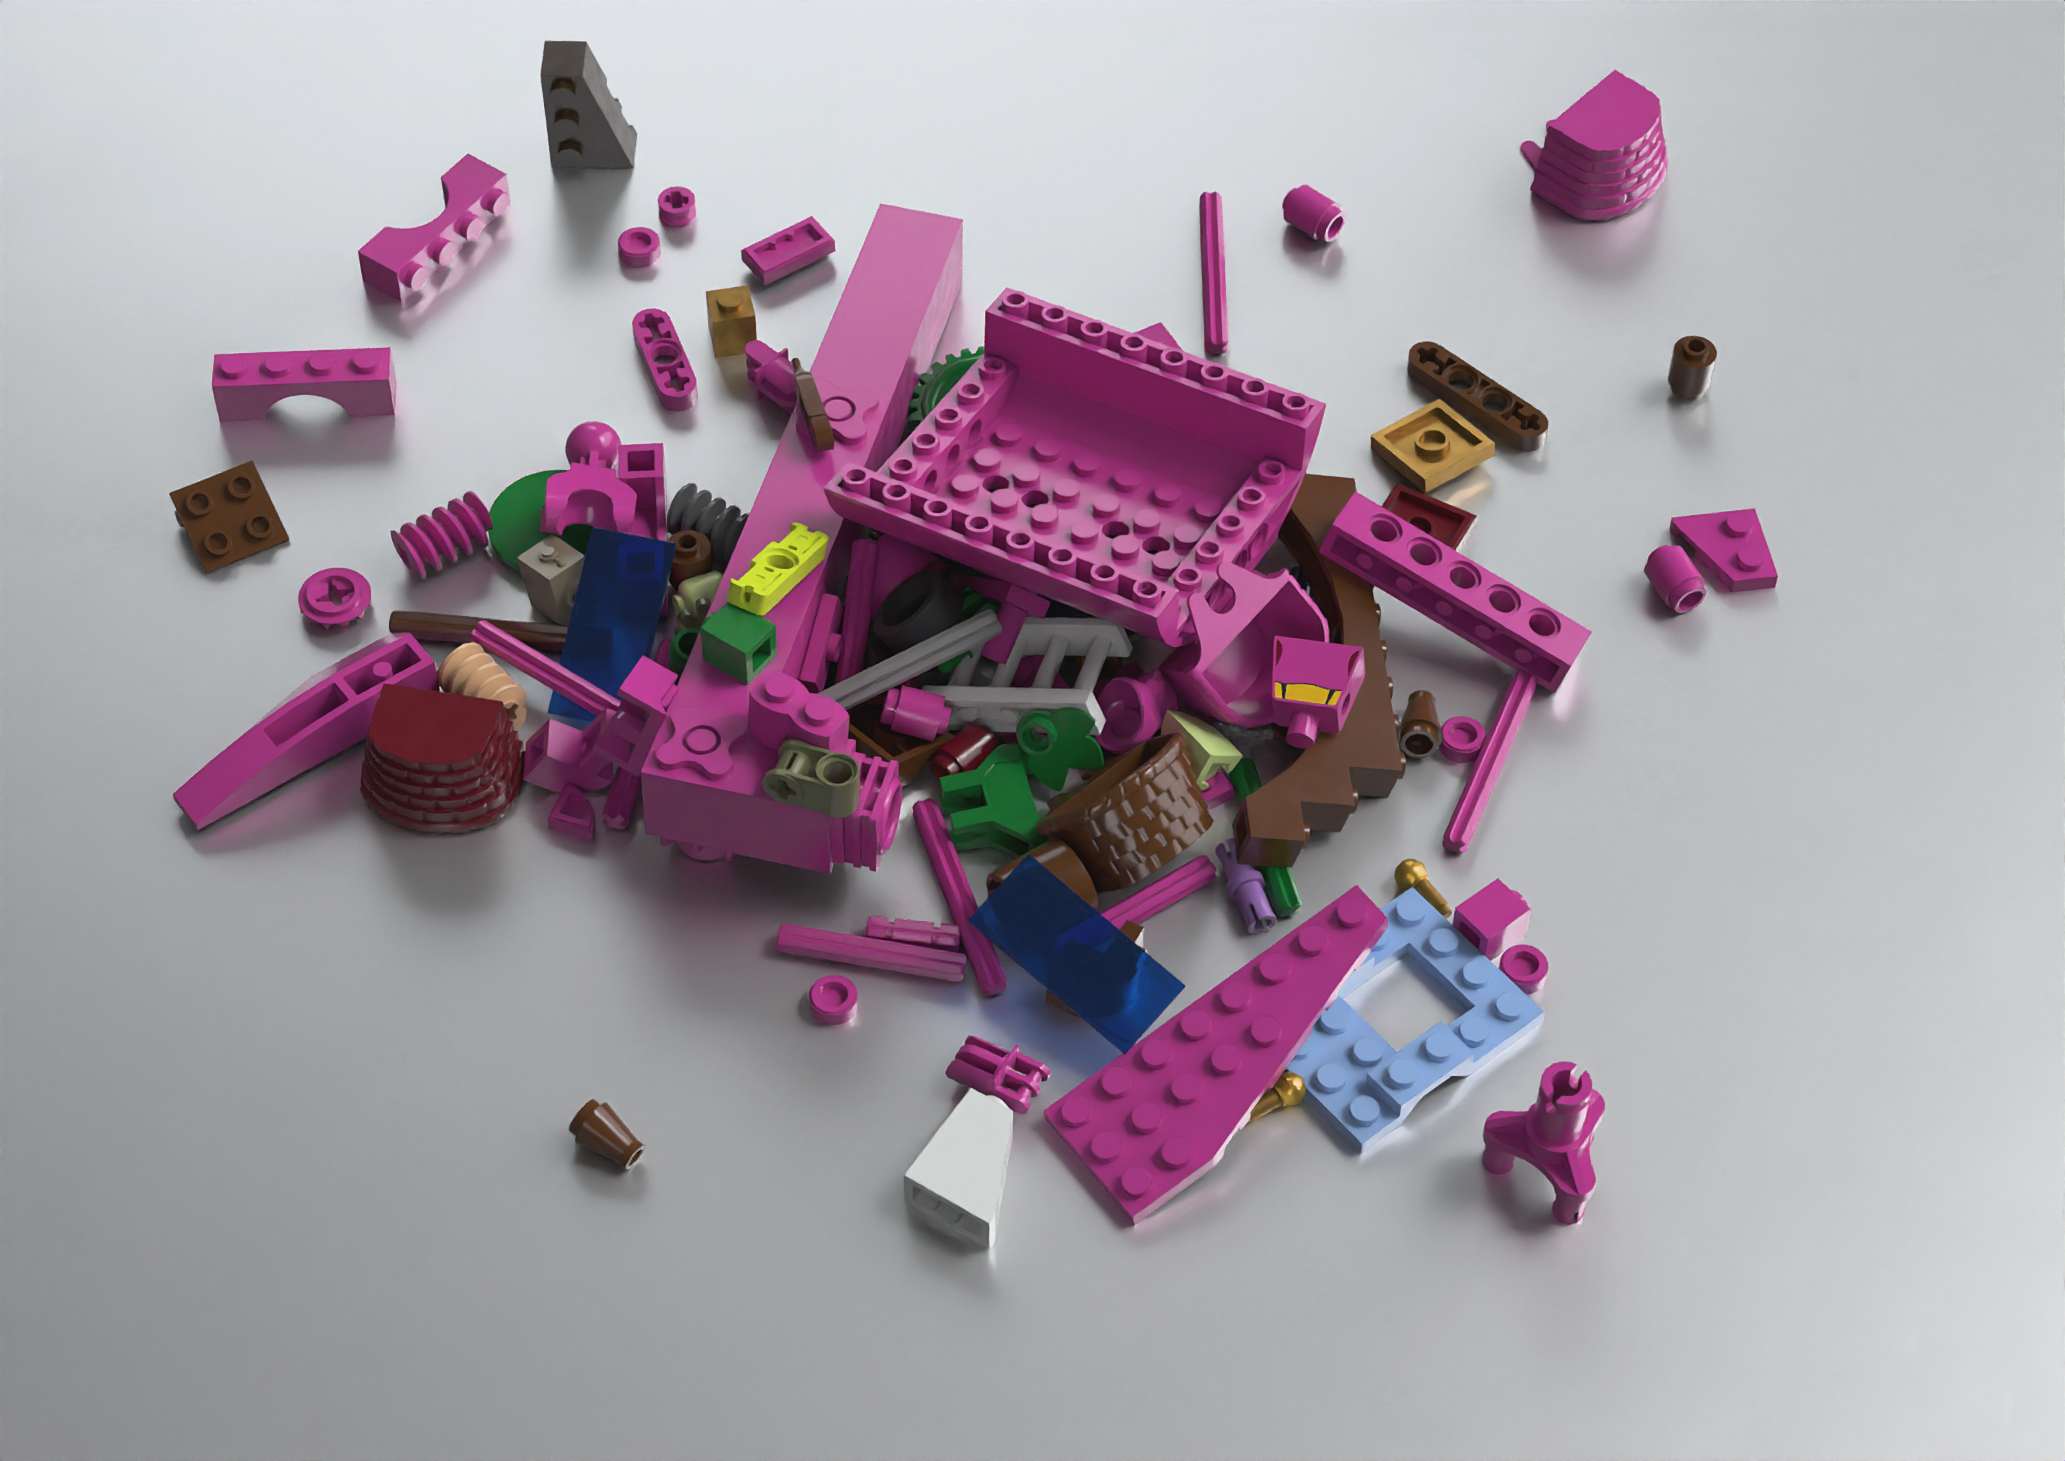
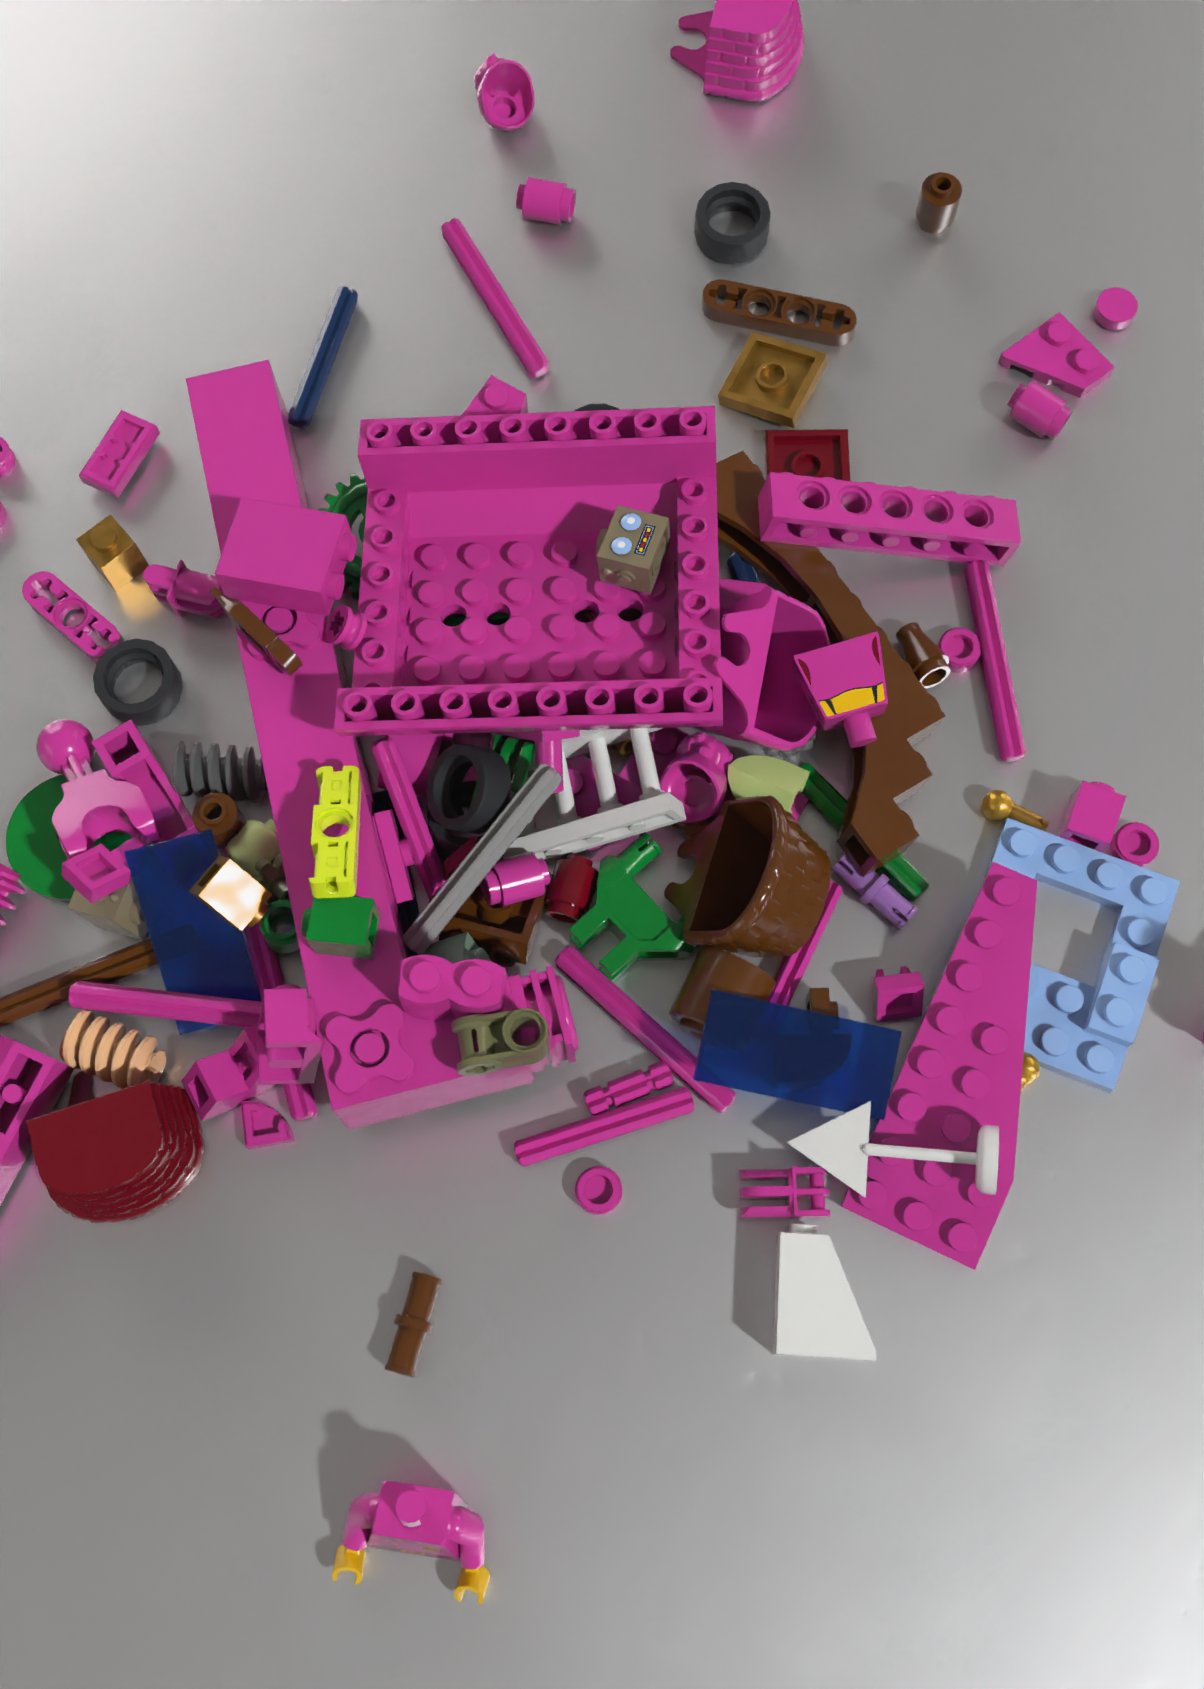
camera: 25 degrees left, 20 degrees up
(509, 1149) = (416, 1523): none -> dark pink torso
(560, 533) = (99, 870): none -> dark pink plate
(603, 1015) = (413, 1324): none -> reddish brown pin
(606, 1134) = (488, 1446): reddish brown cone -> none
(662, 600) = (232, 894): none -> brick
(689, 405) = (121, 657): none -> black tyre
(873, 361) = (286, 556): none -> dark pink brick
(890, 439) = (346, 627): none -> dark pink bush
(1021, 253) = (322, 358): none -> dark blue axle
(1062, 748) = (650, 846): green plate -> none
(1076, 1050) = (844, 1147): none -> white piece
(1185, 491) = (633, 549): none -> dark tan head
(1205, 969) = (897, 995): none -> dark pink tile
(1330, 111) = (504, 93): none -> dark pink hair
(1484, 280) = (732, 197): none -> black tyre
(1816, 531) = (1115, 308): none -> dark pink tile

